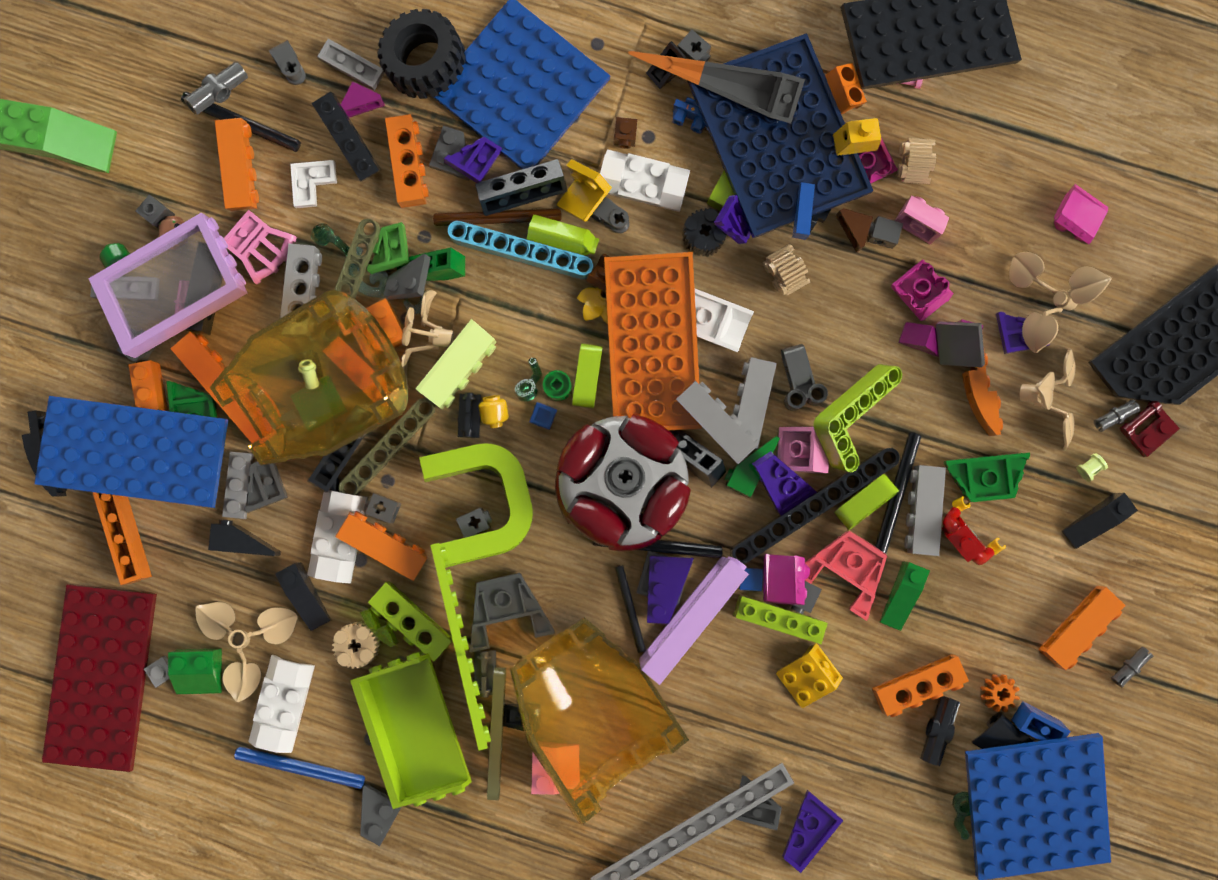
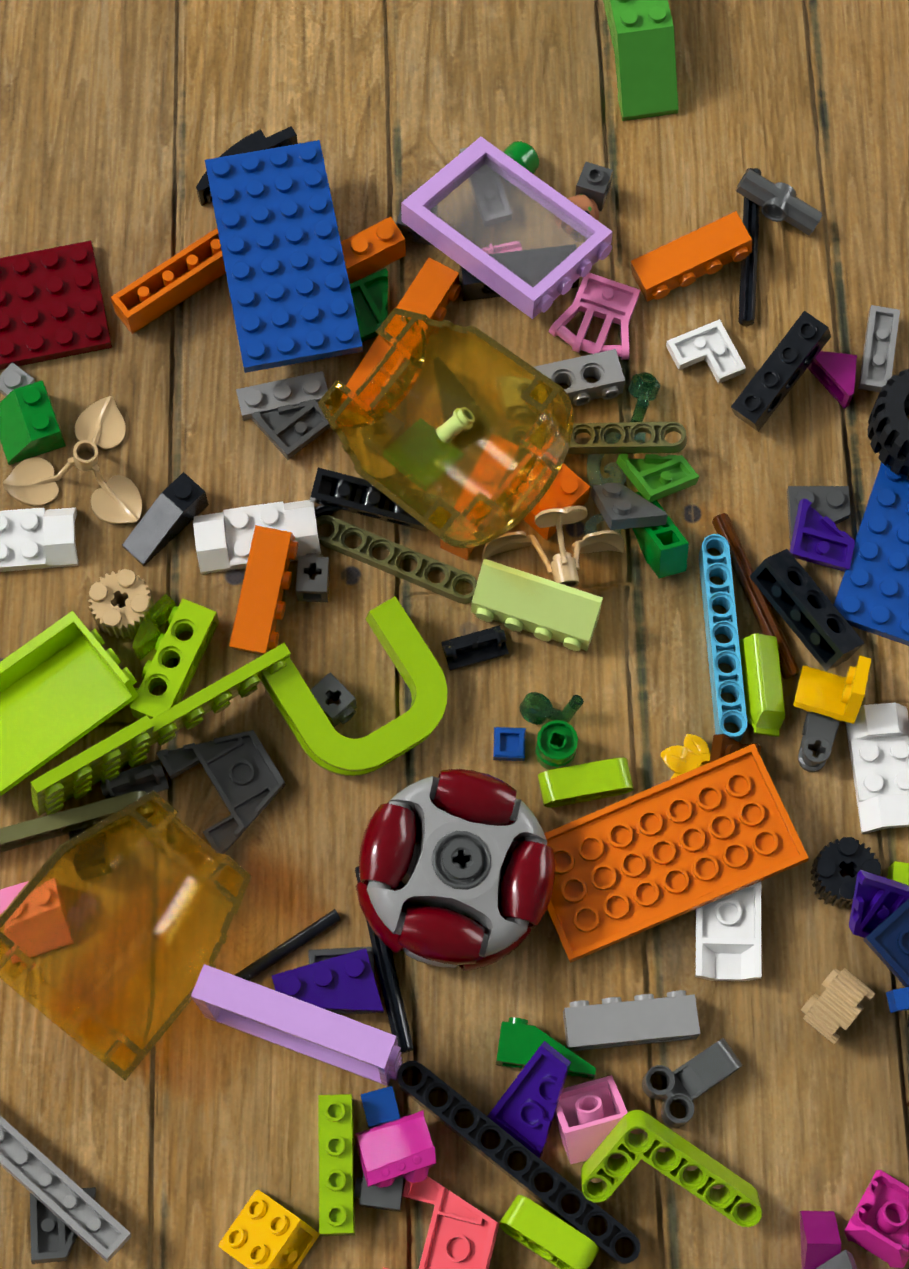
camera: 70 degrees right, 15 degrees down
(236, 539) = (213, 415): black slope -> none
(287, 61) = (848, 275): dark grey piece -> none
(397, 128) = (818, 430): orange brick -> none
(493, 411) = (491, 675): yellow head -> none
(699, 459) = (525, 969): black slope -> none
(717, 422) = (584, 974): light grey brick -> none

